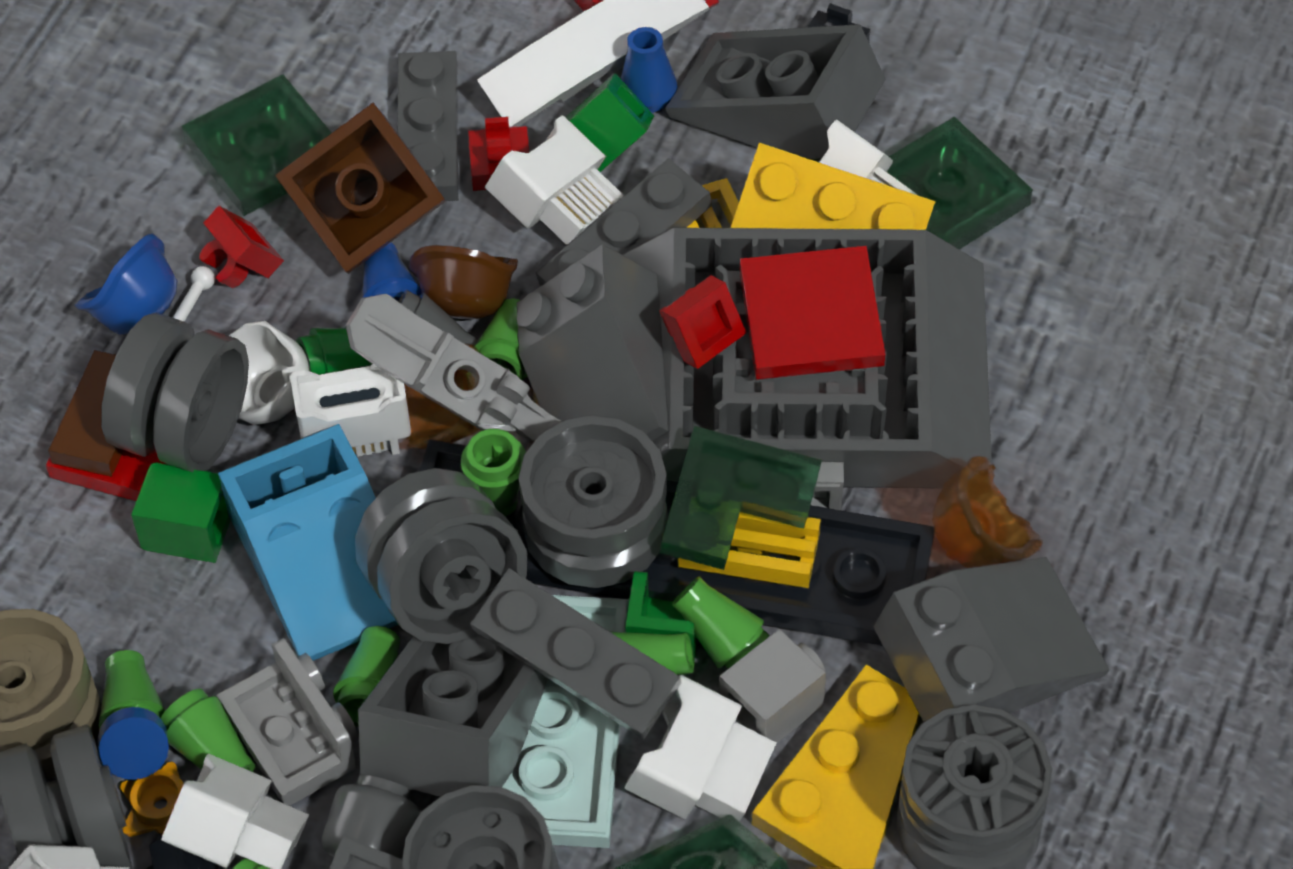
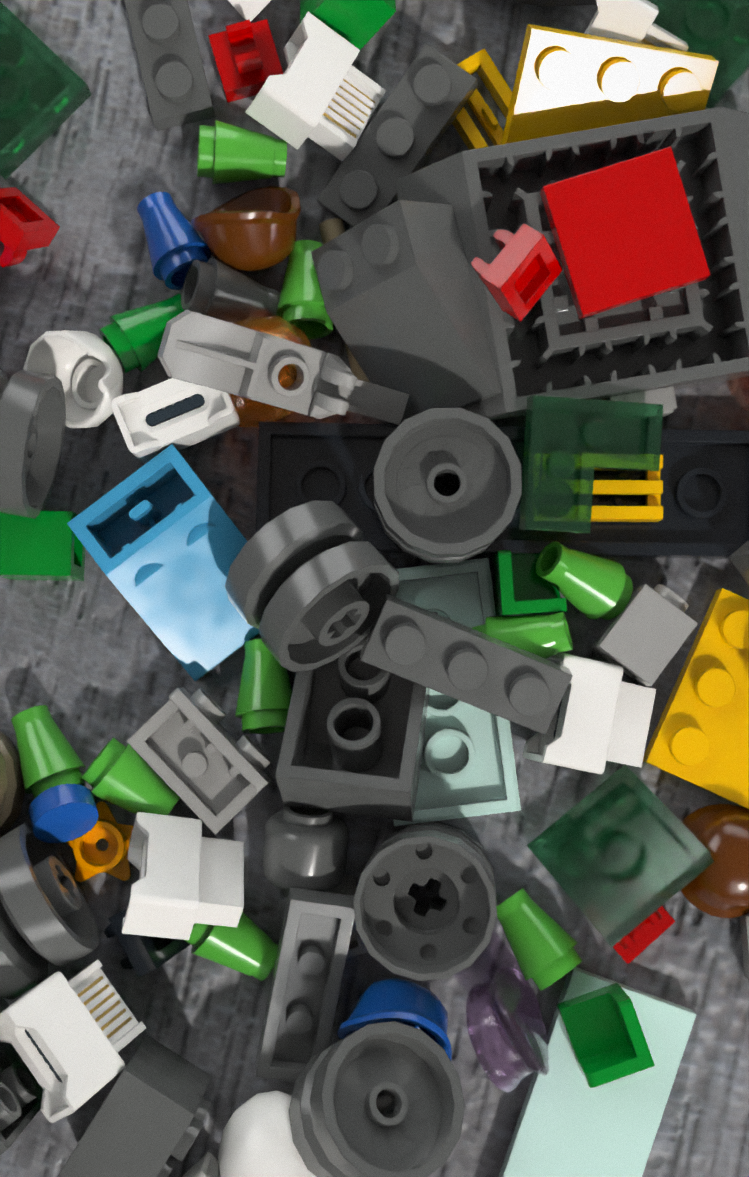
camera: 10 degrees left, 30 degrees up
(360, 187) = (122, 142): reddish brown slope -> none
(471, 225) = (238, 154): none -> bright green cone
(494, 463) = (335, 454): bright green cone -> none

